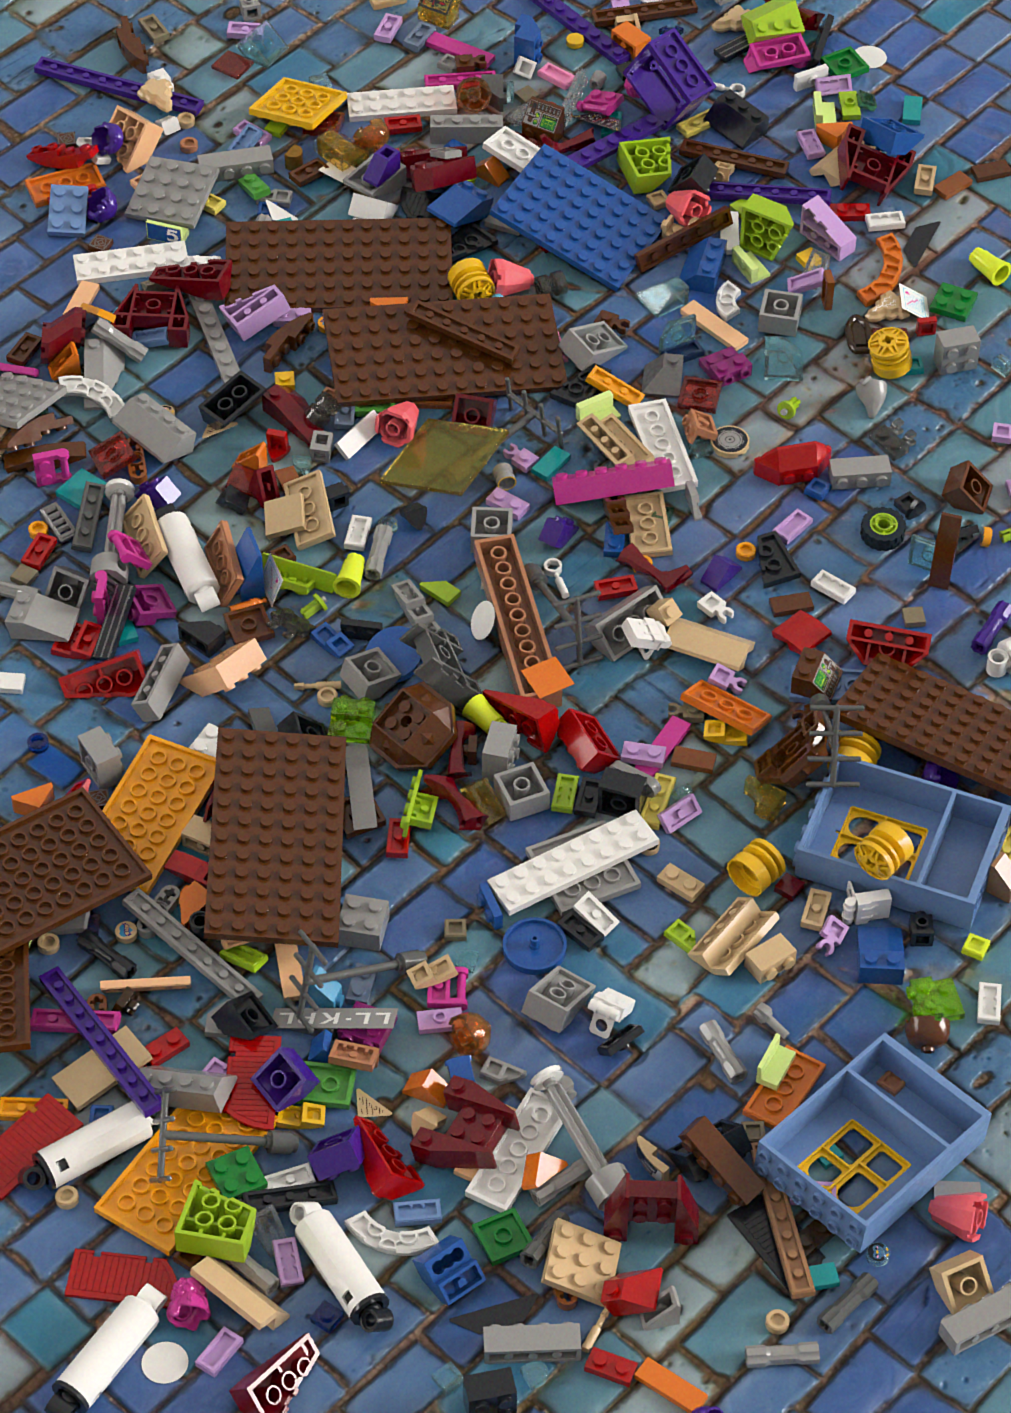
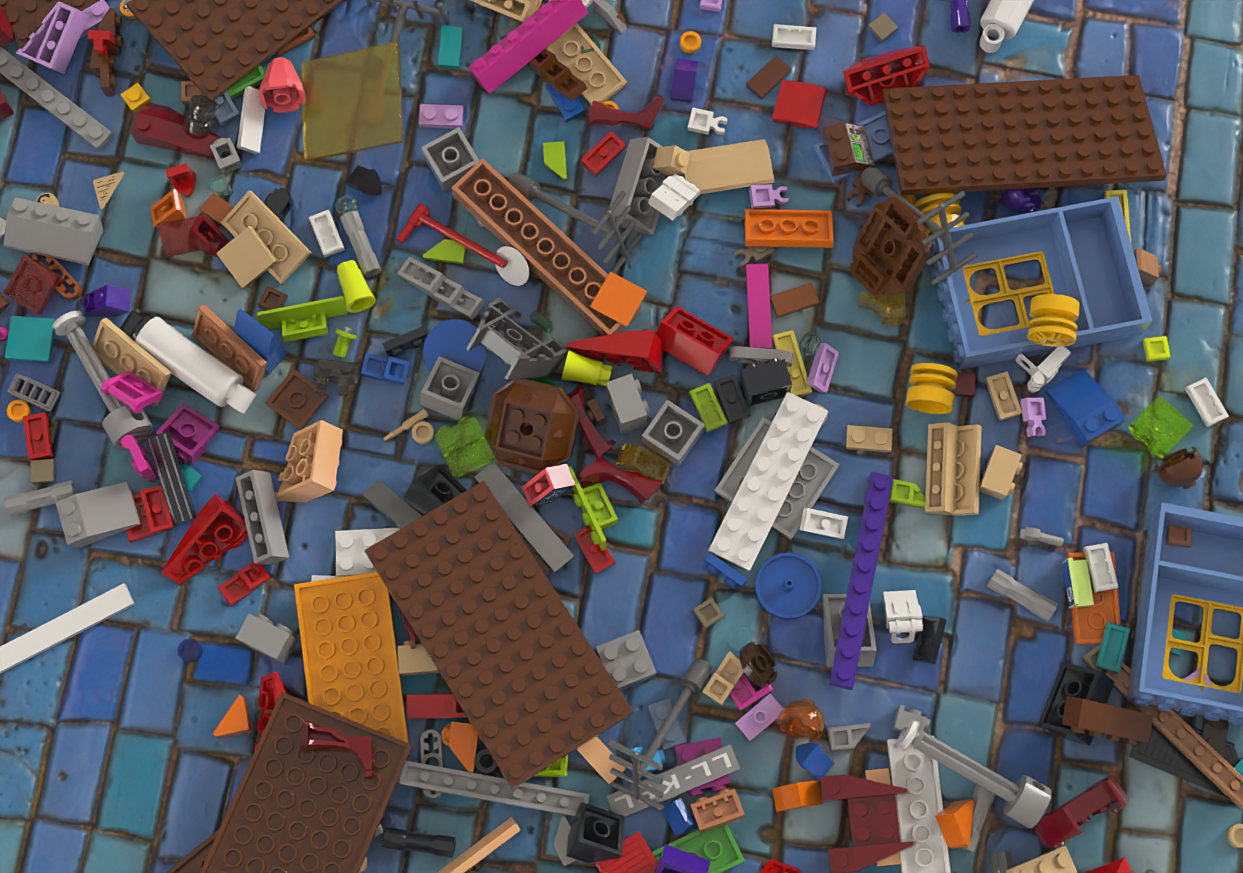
camera: 30 degrees left, 25 degrees up
(68, 586) = (97, 464): flat silver slope -> none
(88, 517) = (58, 369): dark grey tile -> none
(91, 828) = (325, 737): none -> dark red animal
(100, 796) = (292, 677): tile -> none
(118, 721) = (243, 583): none -> red slope
(126, 932) = (418, 804): tan tile -> none
(202, 636) = (264, 438): black slope -> none
(230, 400) = (108, 158): black slope -> none
(233, 499) = (183, 266): black tile -> none
(253, 601) = (278, 377): orange piece -> none
(272, 580) = (288, 340): white sticker -> none
(287, 326) = (101, 40): none -> red tile
(369, 1107) = (757, 845): tan sticker -> none
(394, 771) = (548, 485): none -> coral brick
(427, 1118) = (823, 832): tan tile -> none
(440, 558) = (421, 216): none -> red bar
(465, 977) = (758, 664): none -> dark brown tile
(474, 410) = (343, 31): dark red slope -> none
(477, 670) = (541, 322): none -> clear green tile
(504, 476) = (420, 89): light grey wheel -> none
(521, 459) = (421, 57): lavender plate -> none
(555, 573) = (544, 174): white piece -> none
(558, 531) = (511, 123): dark purple slope -> none
(576, 573) = (555, 158): none -> lime tile
(580, 931) = (819, 546): black plate -> none
(592, 963) = (861, 581): none -> dark purple plate
(643, 754) = (750, 324): lavender plate -> none
(648, 1156) = (1031, 744): tan slope -> none
(721, 733) = (800, 257): yellow slope -> none
(766, 1123) = (1112, 647): none -> teal tile
(775, 560) = (724, 38): black wing -> none
(803, 1064) = (1100, 567): none -> white plate
(921, 925) = (1099, 366): black brick -> none

